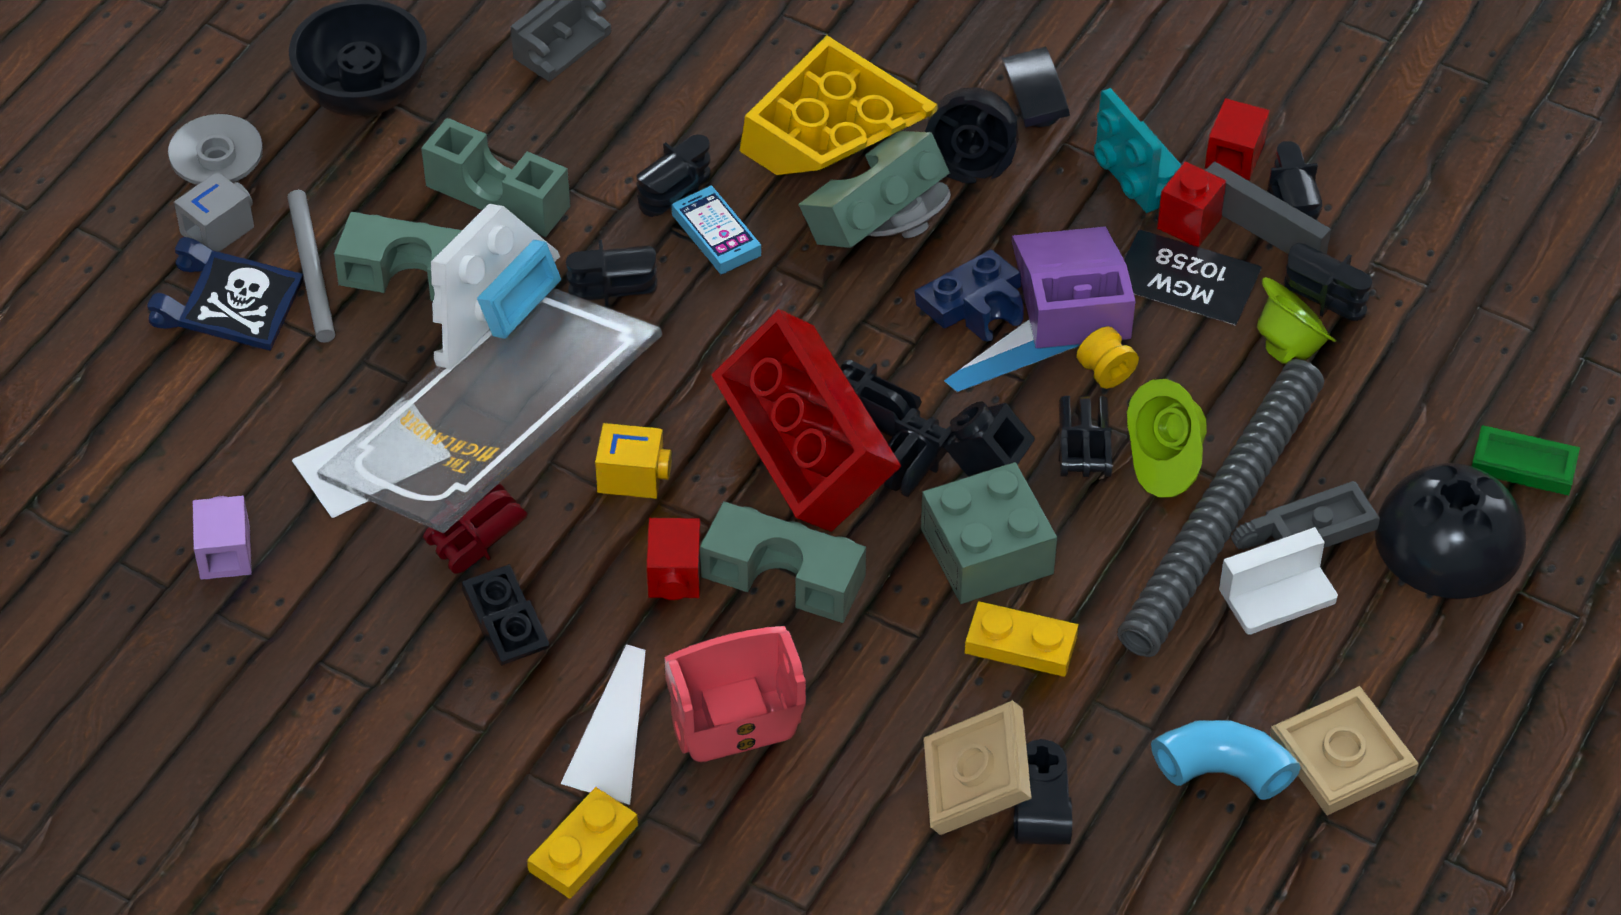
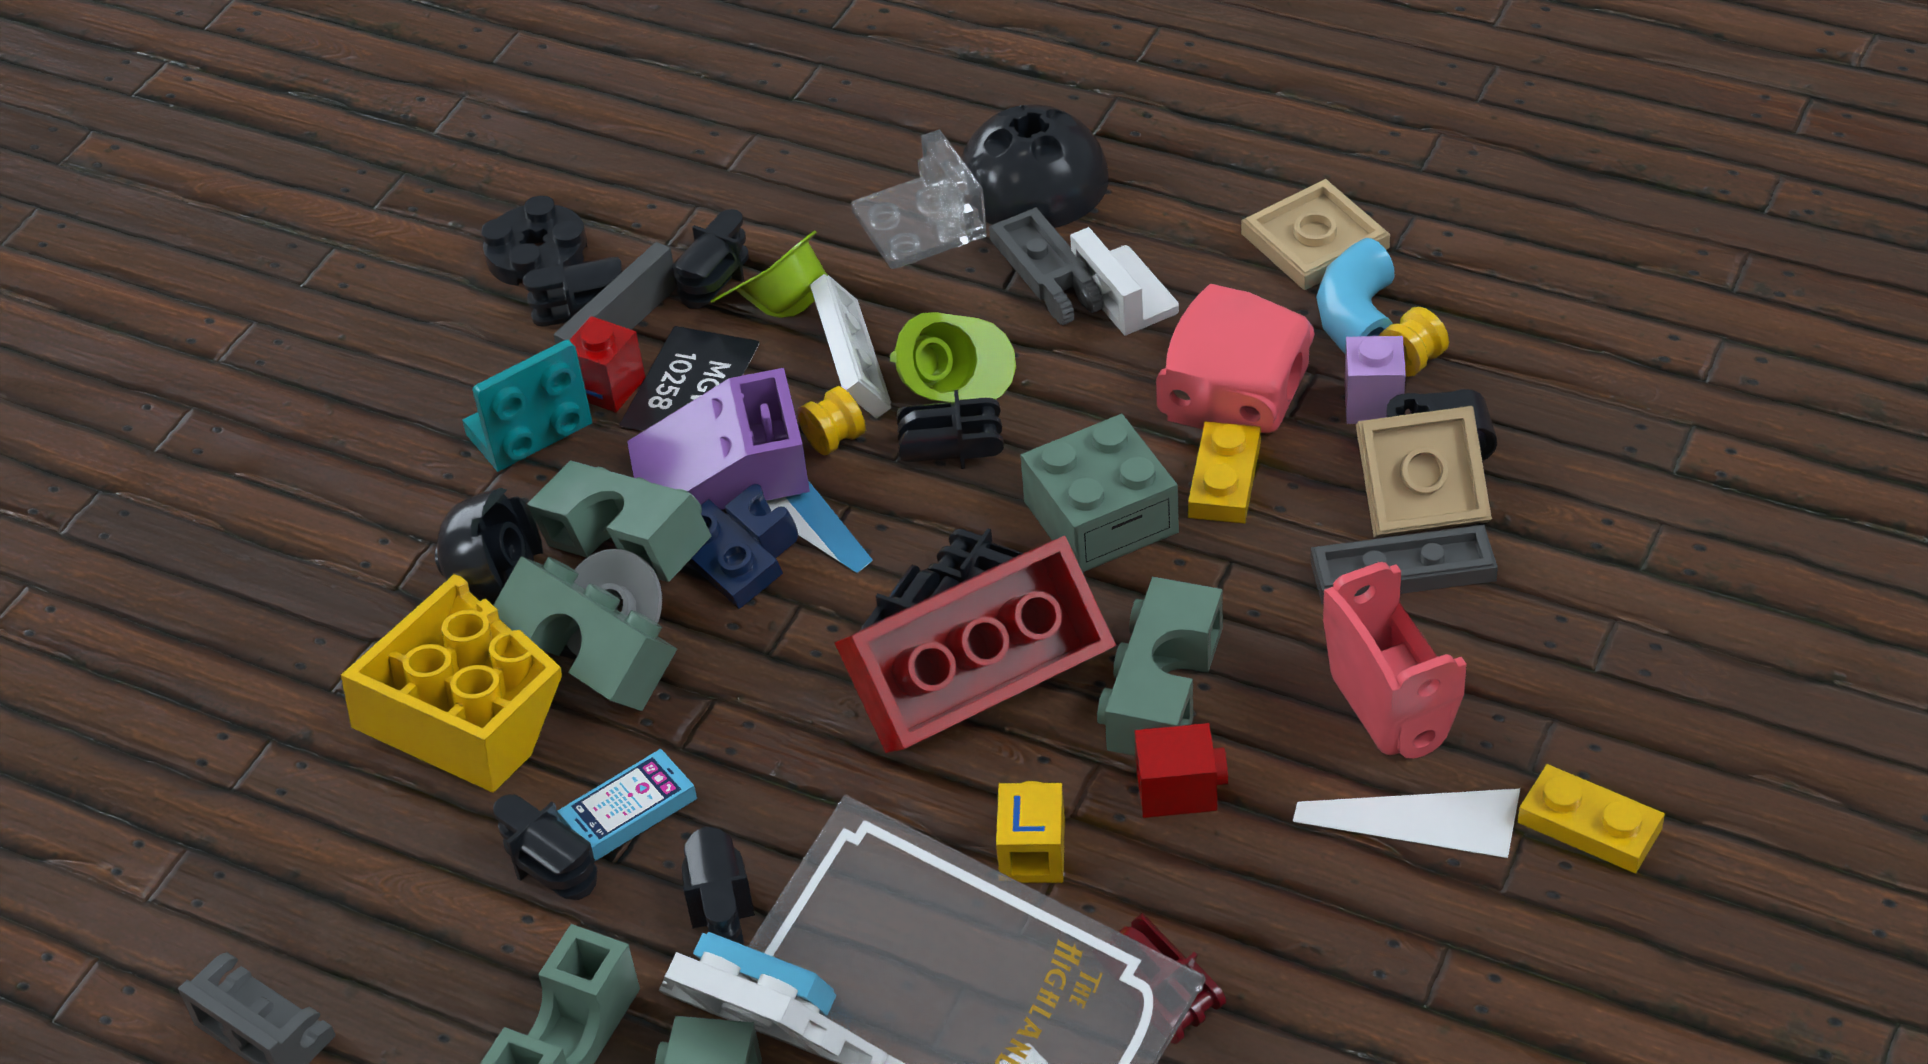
camera: 90 degrees left, 5 degrees down
(504, 615) = (1288, 939): black slope -> none
(890, 757) = (1425, 559): none -> dark grey tile
(987, 438) = (976, 495): black brick -> none
(1011, 198) = (593, 504): none -> sand green arch
(1036, 87) = (399, 509): black slope -> none
(1107, 752) = (1372, 375): none -> lavender brick
(1141, 645) = (1234, 361): none -> coral piece
(1162, 795) = (1422, 338): none -> yellow wheel
(1209, 369) = (851, 345): none -> white tile
(1220, 509) = (1019, 319): dark grey piece -> none
(1237, 137) = (496, 335): red brick -> none
(1374, 146) = (511, 237): none -> black plate
(1387, 436) = (926, 213): none -> clear bracket
(1526, 459) = (932, 112): green tile -> none

